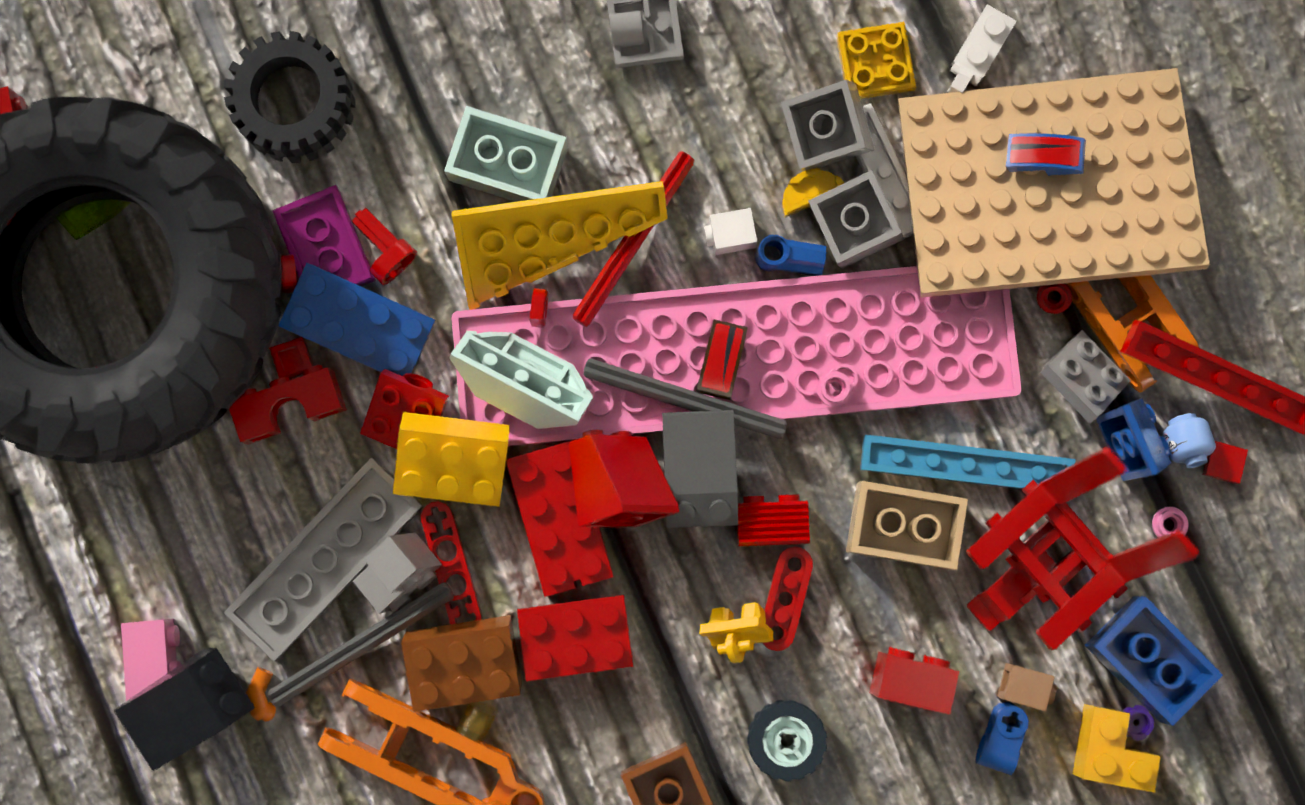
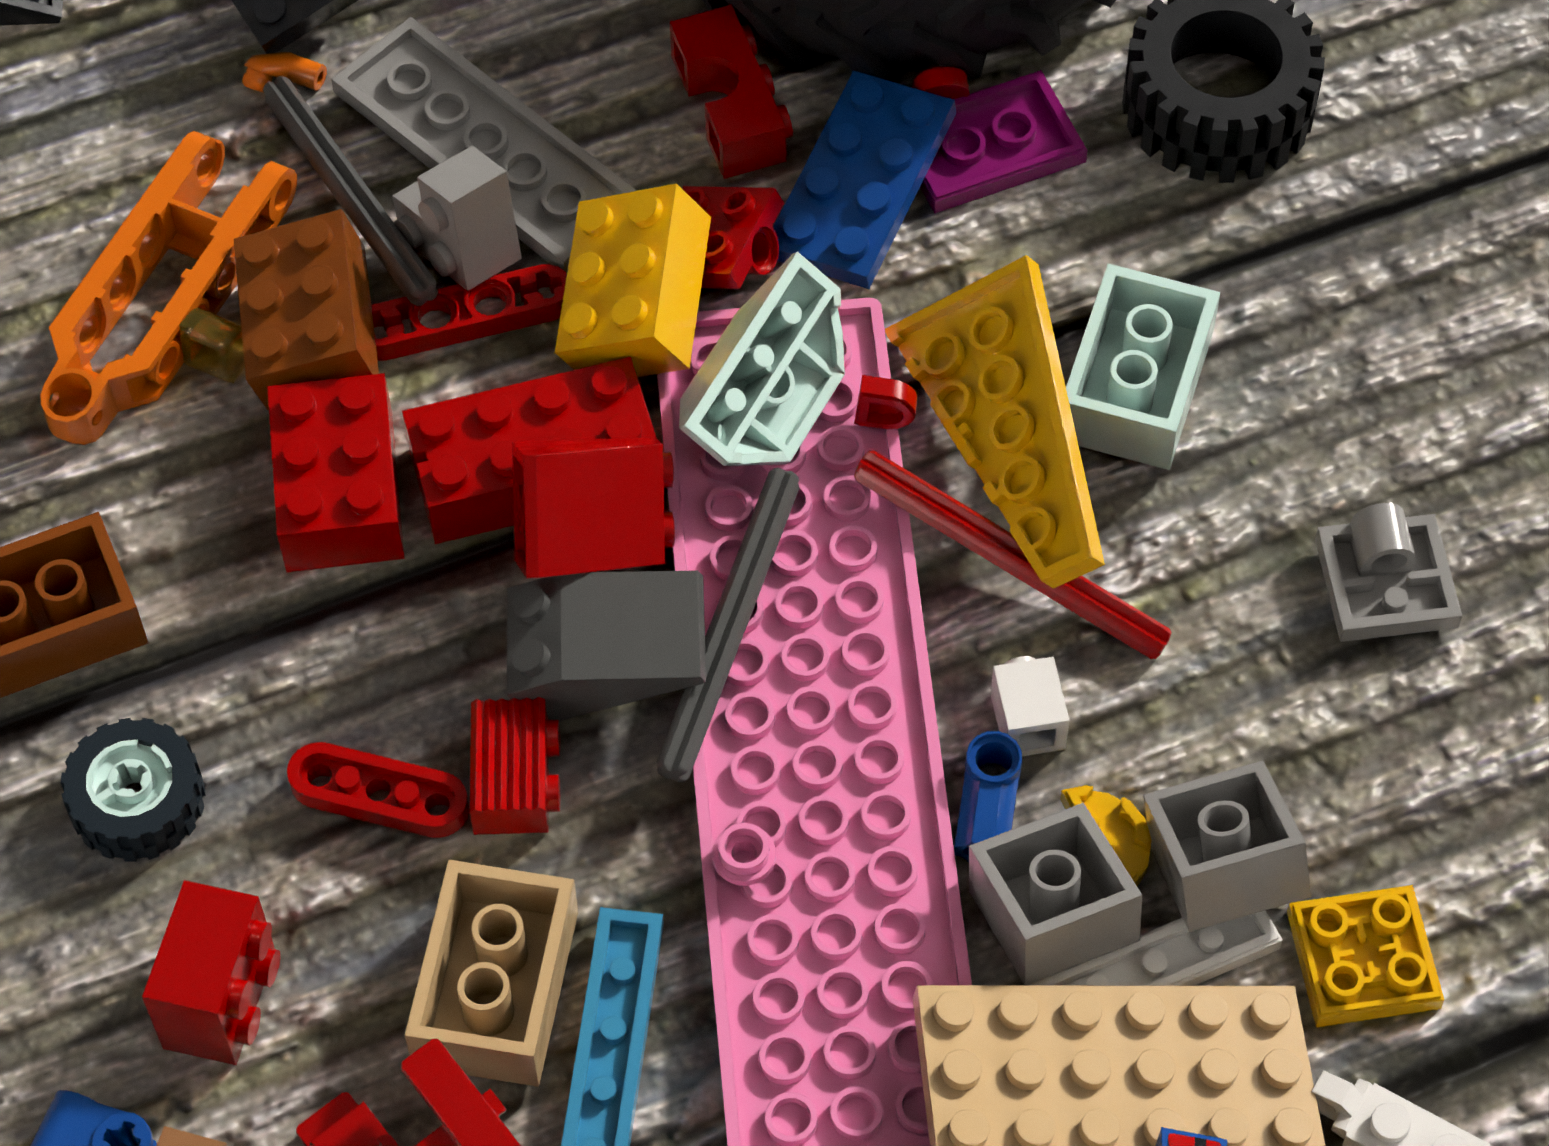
camera: 90 degrees right, 25 degrees down
(291, 358) = (807, 101): red tile -> none
(396, 253) = (976, 228): red piece -> none
(722, 359) = (798, 671): red slope -> none
(737, 635) = (325, 699): yellow hips -> none

